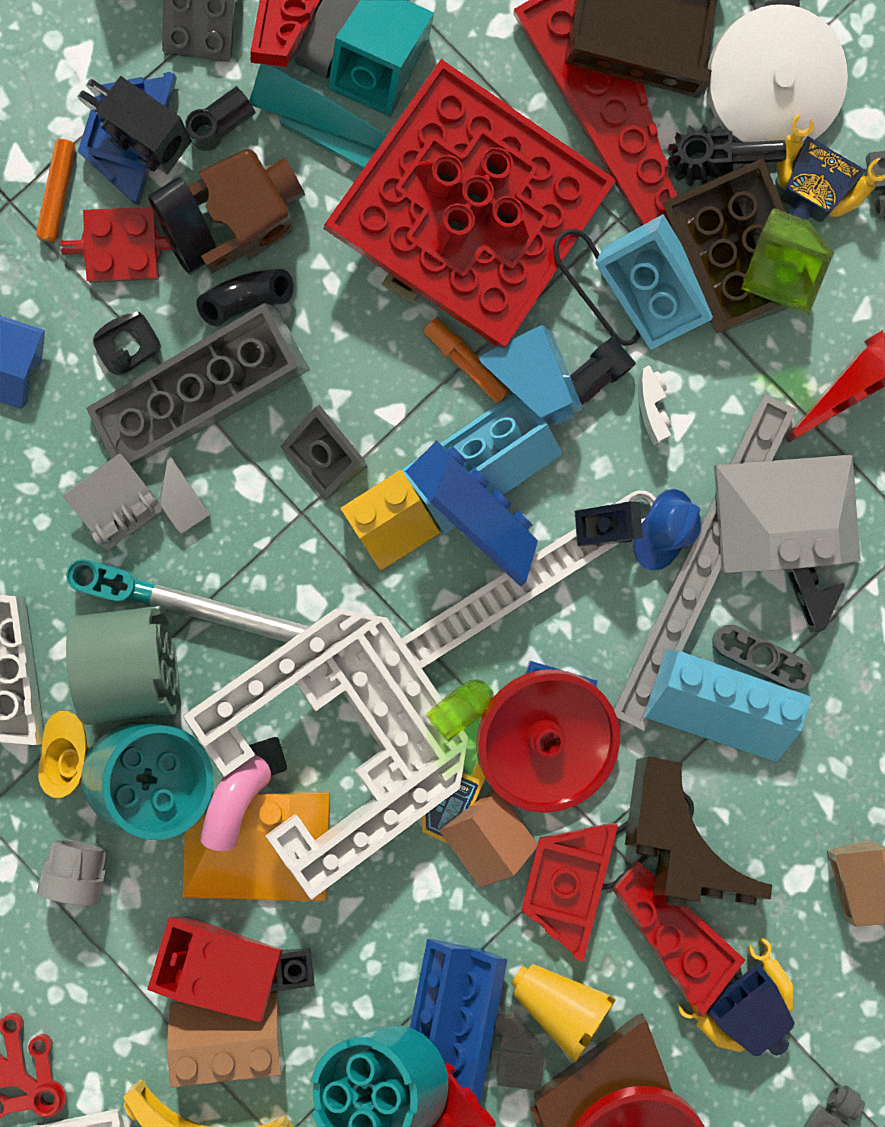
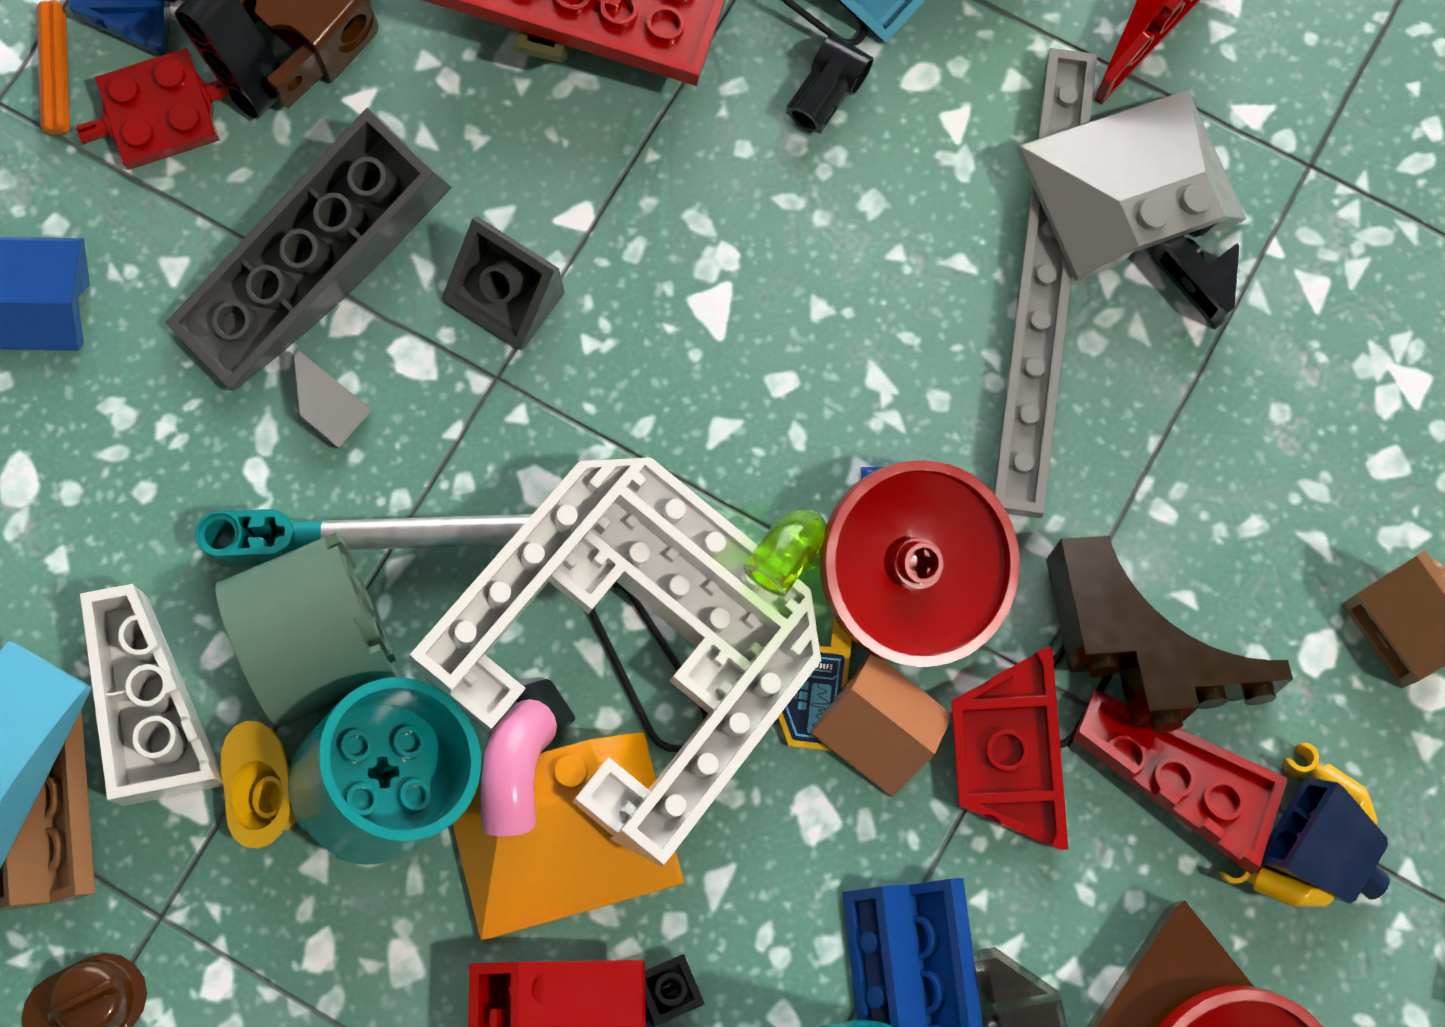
camera: 20 degrees left, 10 degrees down
(73, 873) = (315, 946): light grey piece -> none
(113, 502) = (235, 430): light grey hinge -> none
(120, 361) = (191, 245): black piece -> none
(243, 294) = (321, 125): black cylinder -> none
(328, 756) = (622, 674): none -> black piece
(390, 520) = (615, 344): yellow slope -> none
(454, 348) = (632, 110): orange axle -> none
(475, 510) = (724, 281): blue slope -> none
(503, 446) = (714, 237): medium azure slope -> none
(504, 595) = (825, 364): white gear -> none
(536, 374) = (747, 104): dark azure slope -> none
(562, 1007) = (1062, 920): yellow cone -> none
(609, 524) = (908, 255): black slope -> none
(651, 393) = (905, 92): white slope -> none
(667, 529) = (983, 249): blue piece -> none
(726, 705) = (1141, 444): medium azure slope -> none
(789, 660) = (1198, 393): dark grey beam -> none

